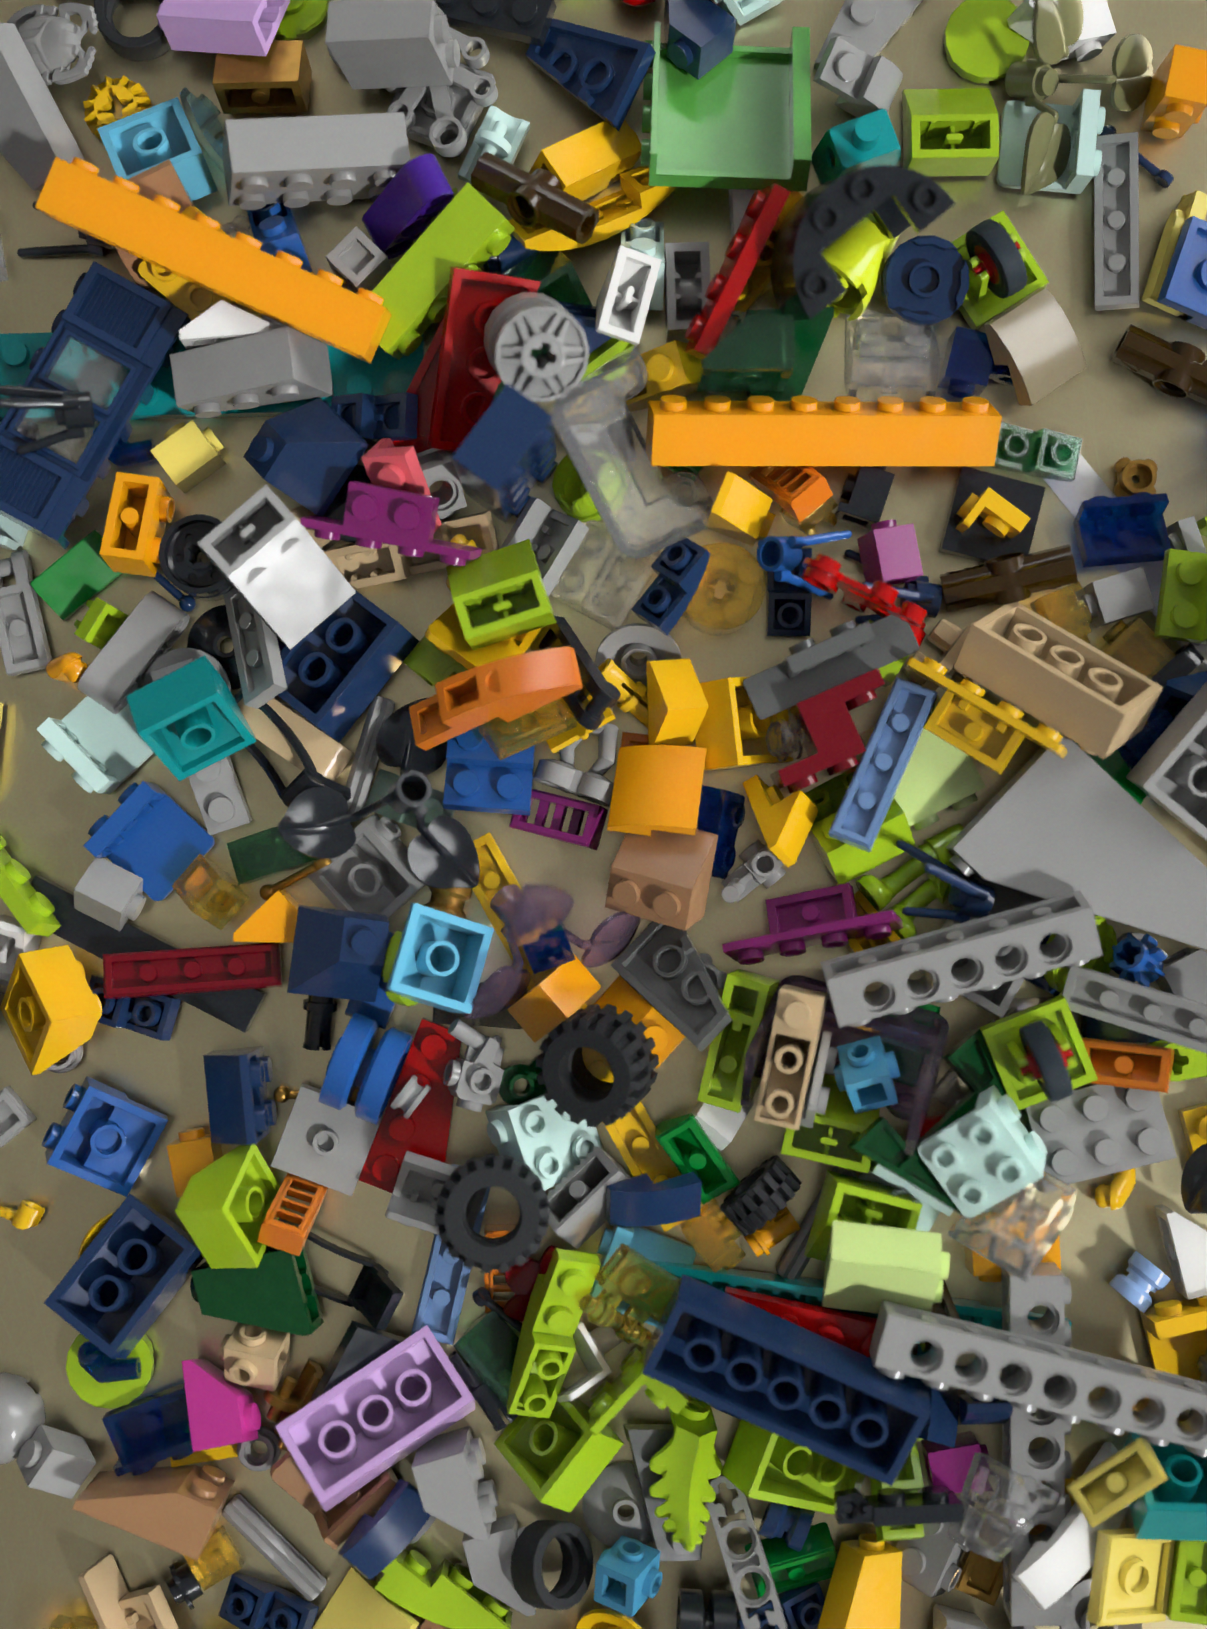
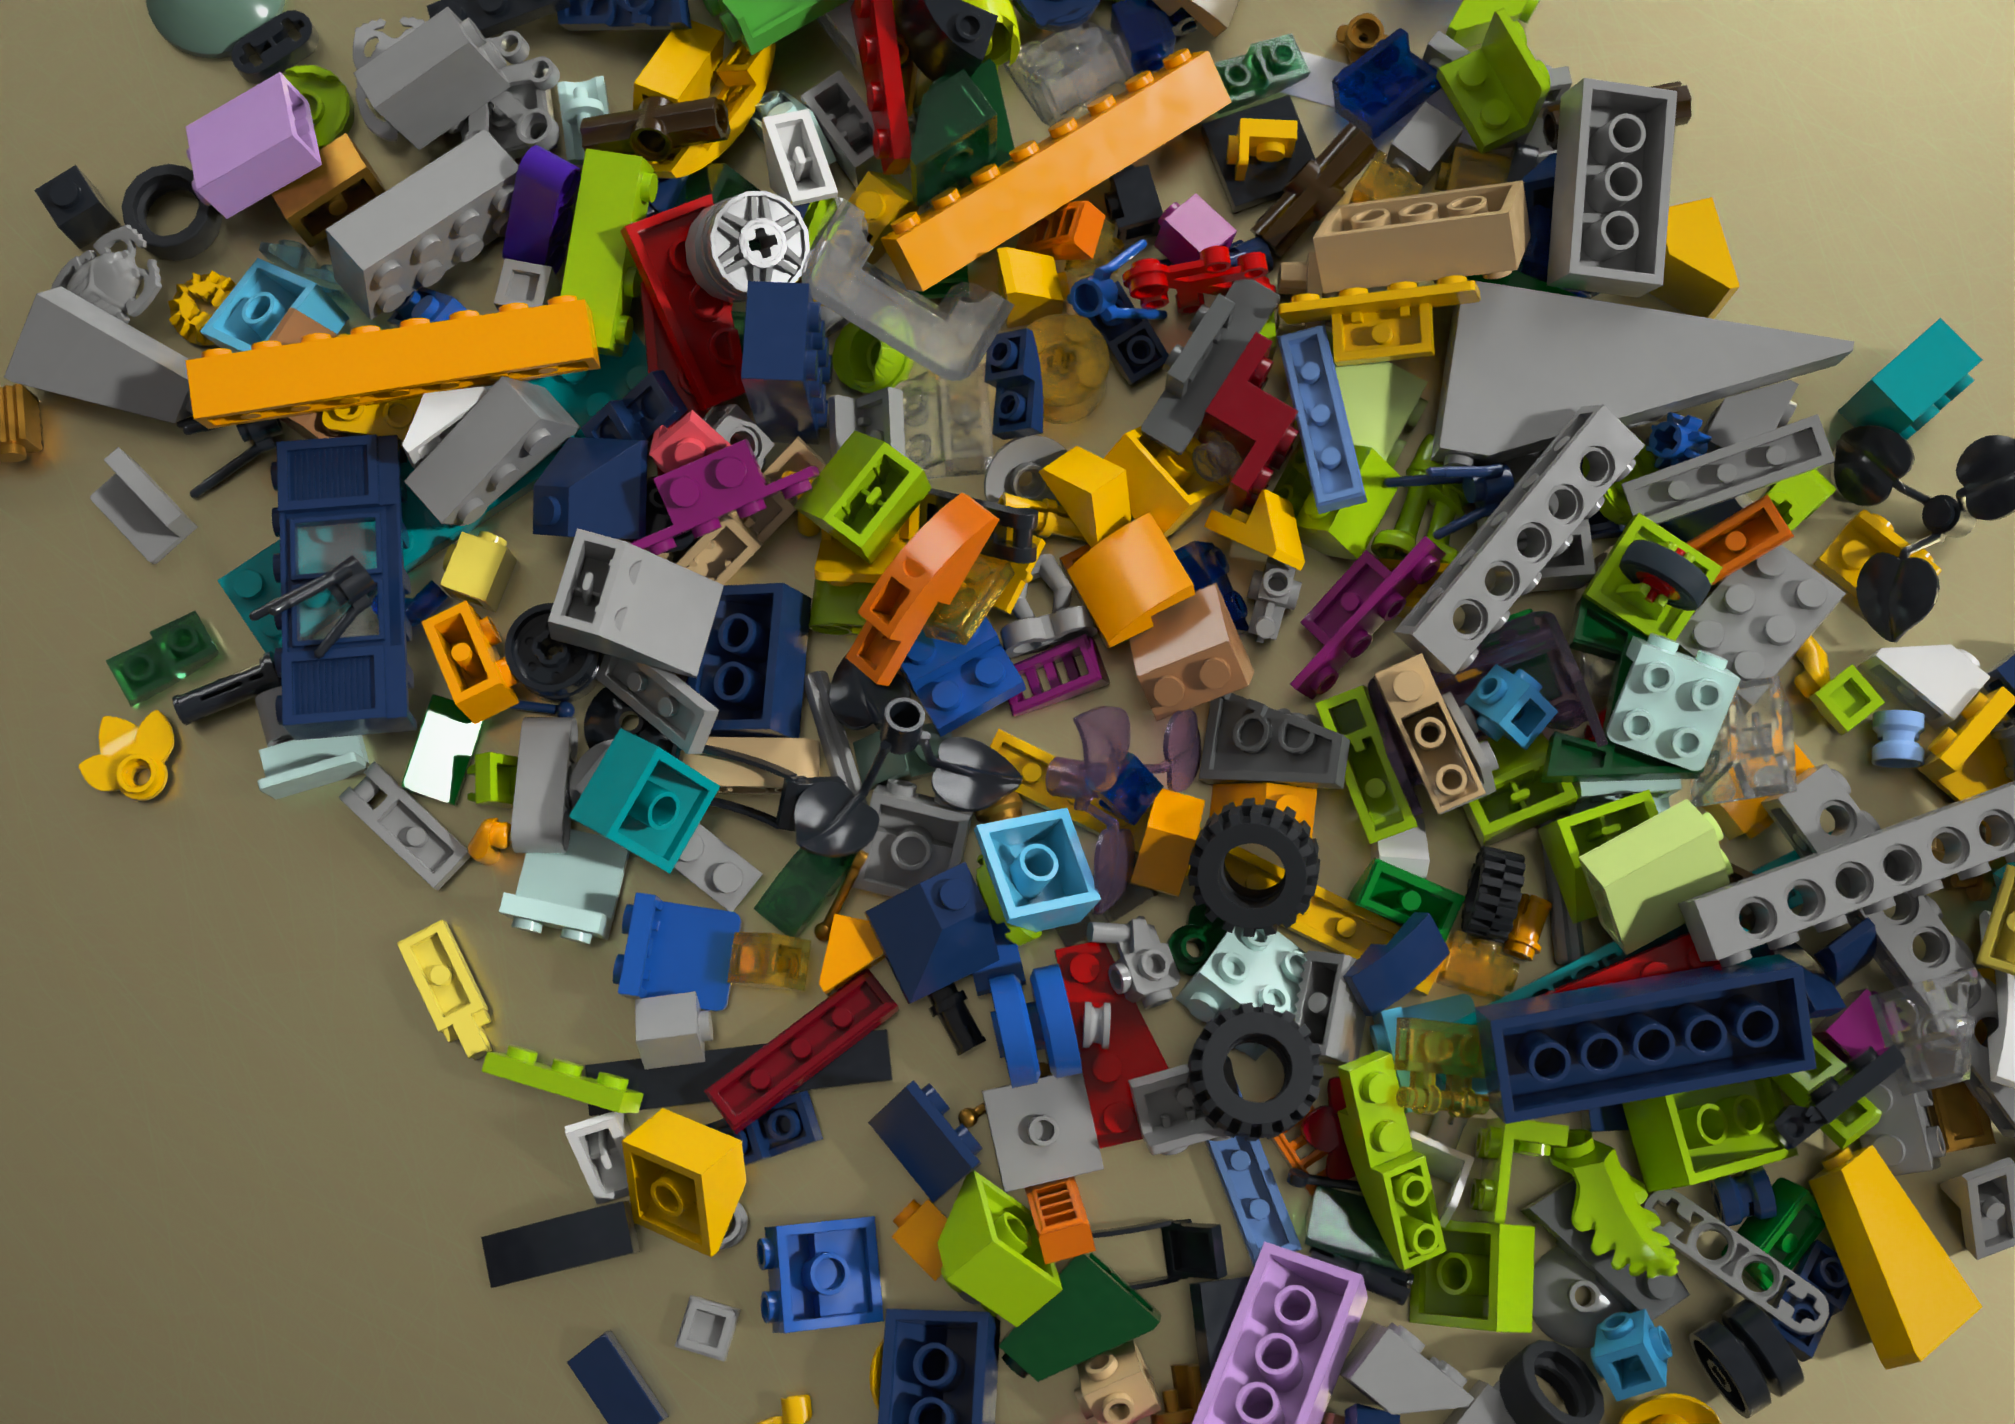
camera: 30 degrees left, 10 degrees down
(1122, 1229) = (1846, 700): none -> lime tile

